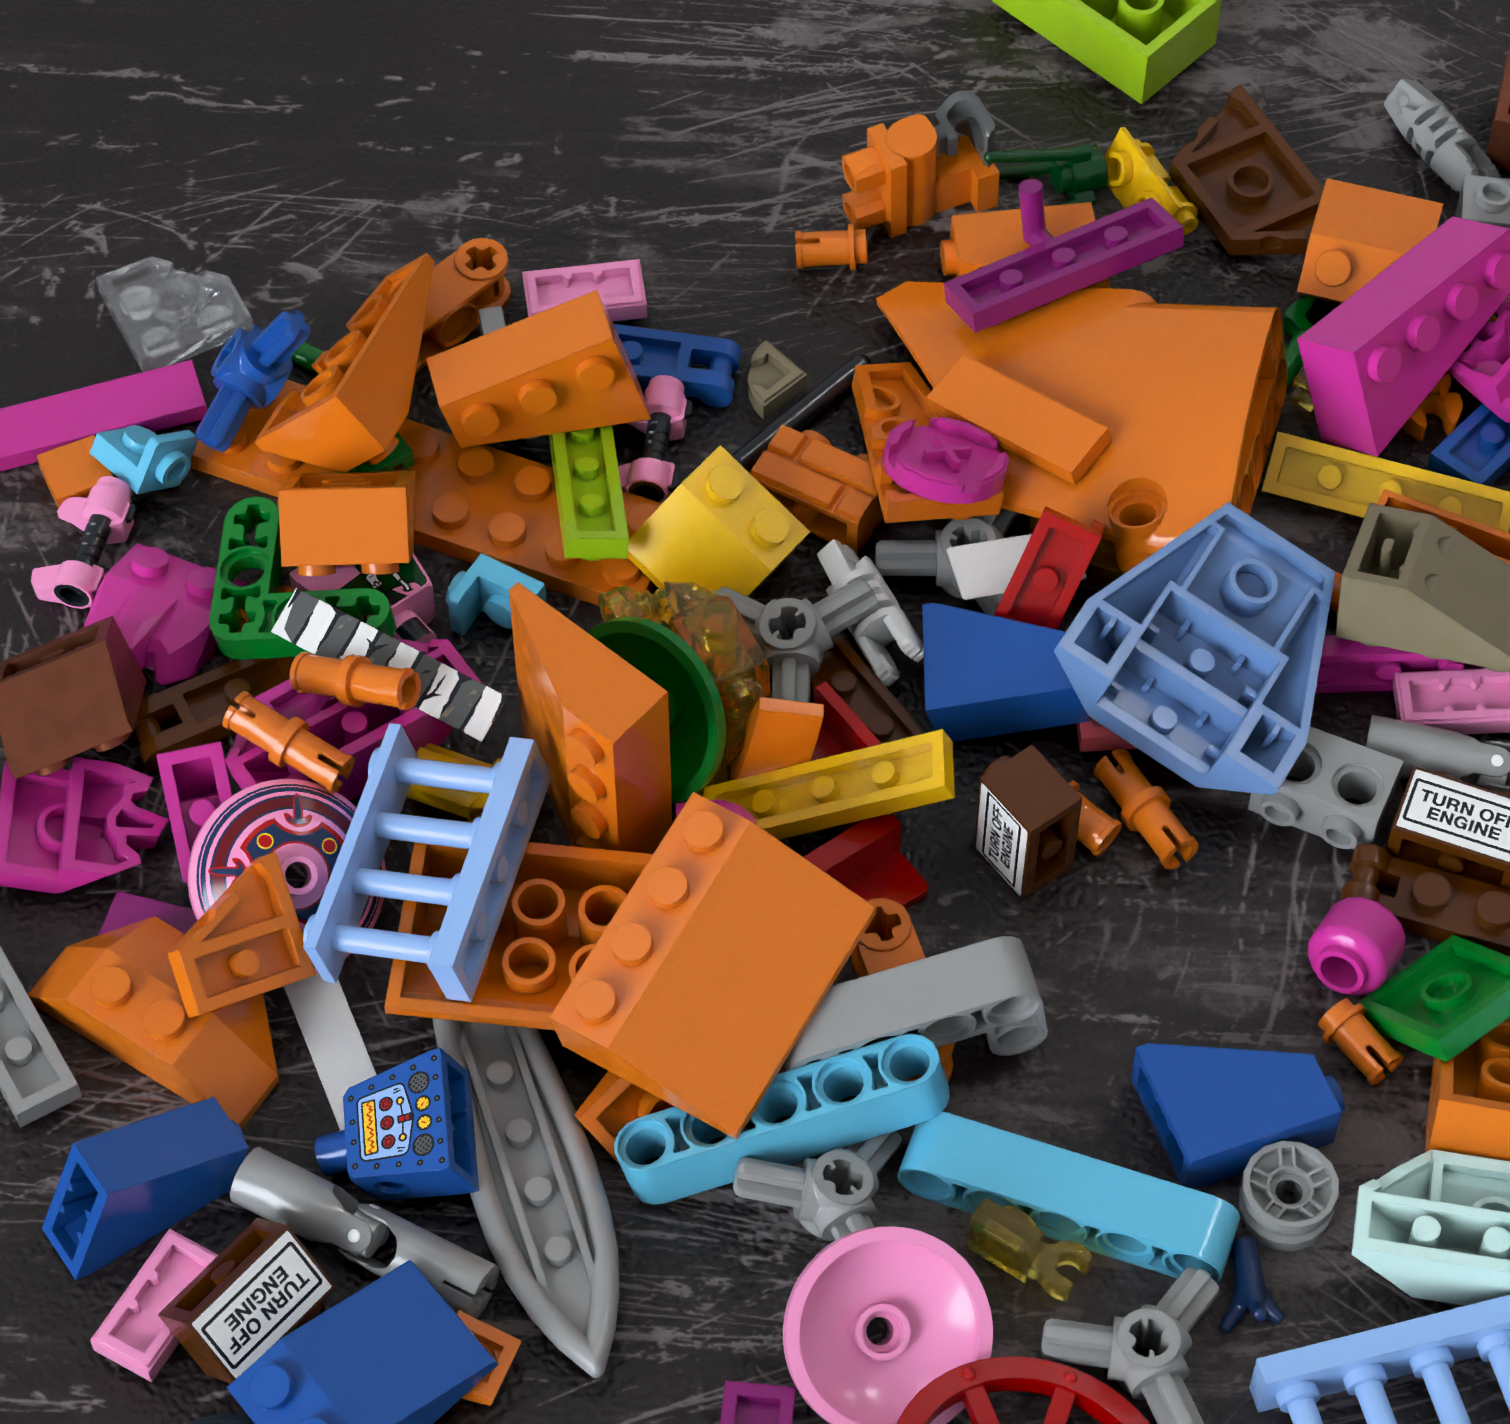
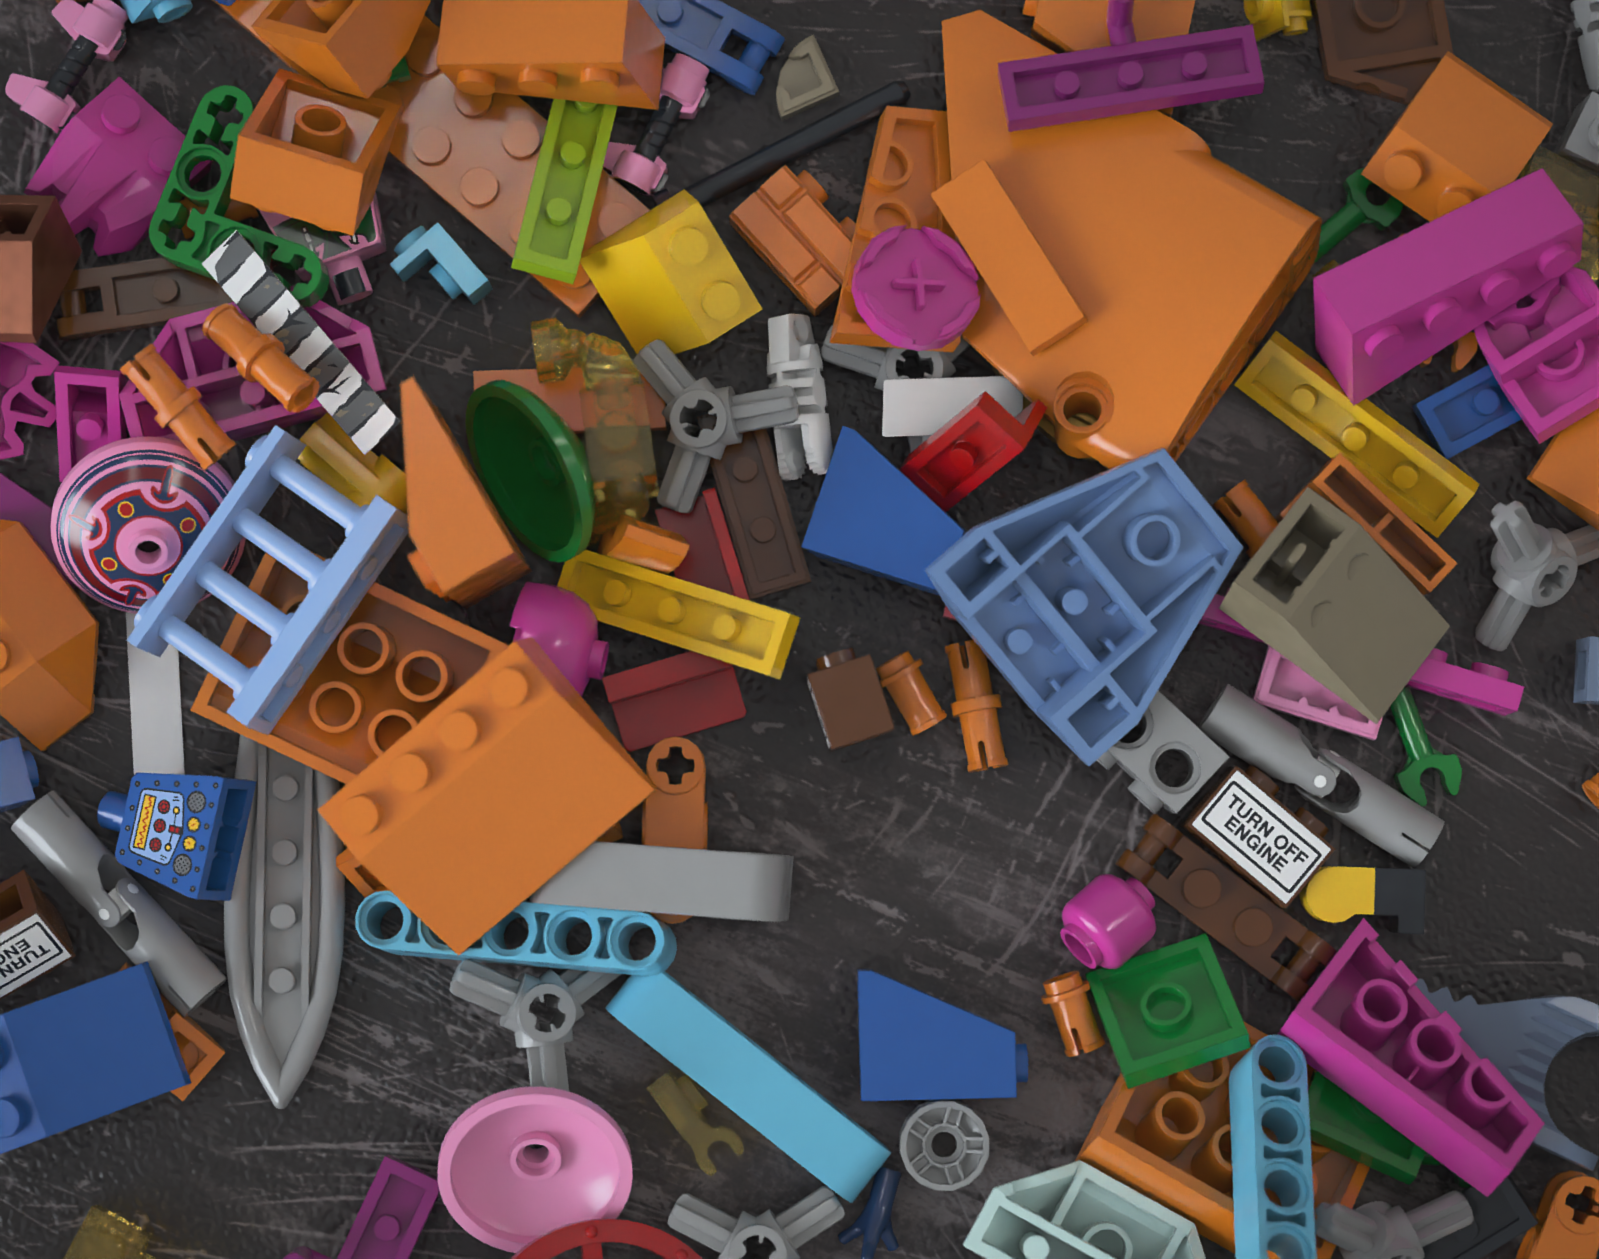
camera: 15 degrees right, 30 degrees up
(242, 943) = (76, 607): orange wing -> none

